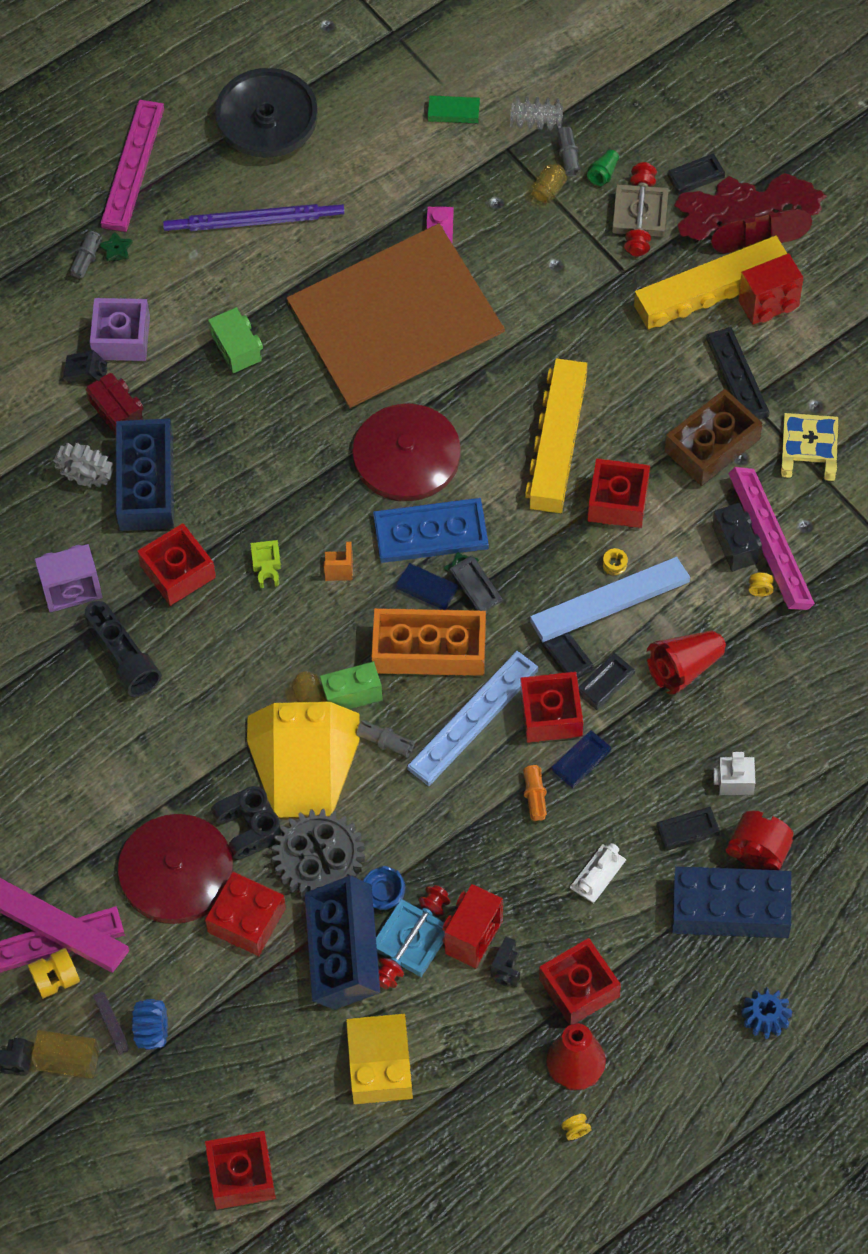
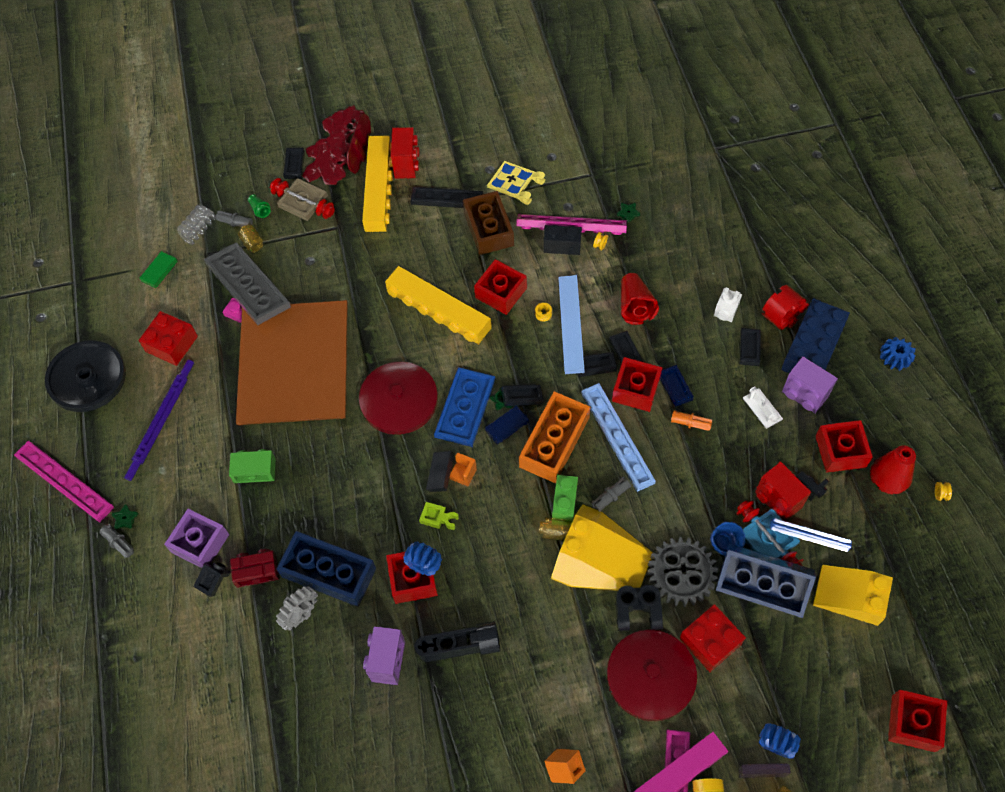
camera: 65 degrees left, 0 degrees up
(28, 814) = (565, 766): none -> orange panel
(187, 556) = (422, 558): none -> blue gear
(325, 539) = (440, 471): none -> black tile
(360, 169) = (168, 338): none -> red brick
(433, 981) = (810, 534): none -> axle
(474, 210) = (247, 283): none -> dark grey plate
(648, 909) = (809, 385): none -> medium lavender brick
(831, 608) = (628, 216): none -> dark green plate

